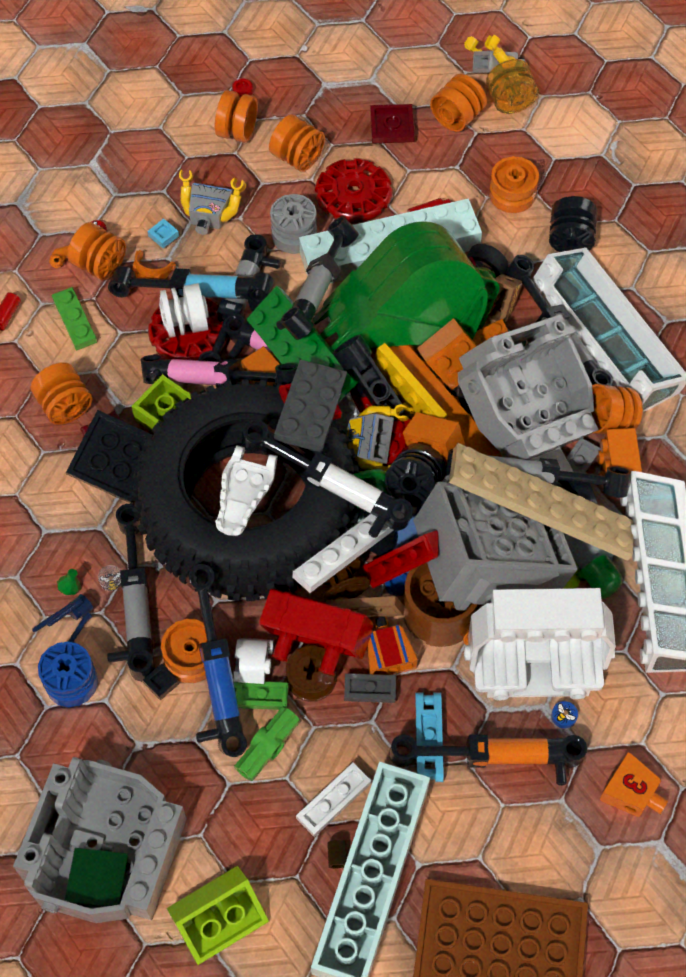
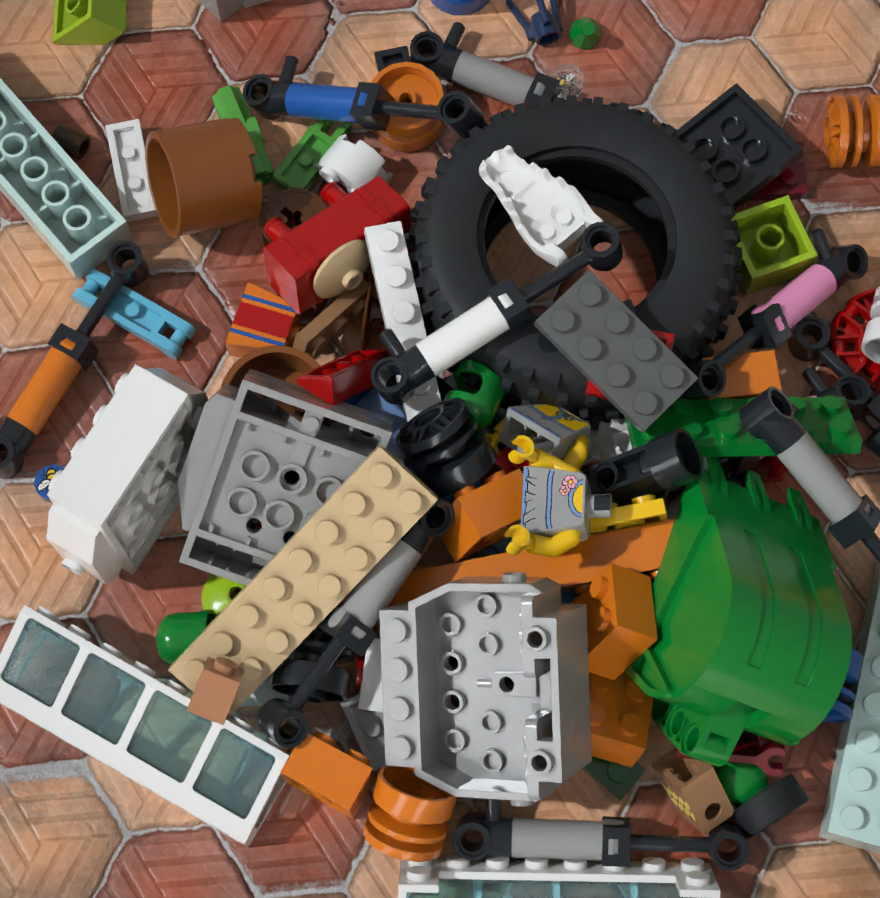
camera: 120 degrees right, 10 degrees up
(322, 728) = (203, 176): none -> dark orange brick
(336, 599) = (342, 269): none -> tan dish
(370, 688) = (229, 284): dark grey plate -> none
(419, 393) = (554, 503): none -> torso
(628, 517) = (216, 689): none -> nougat brick

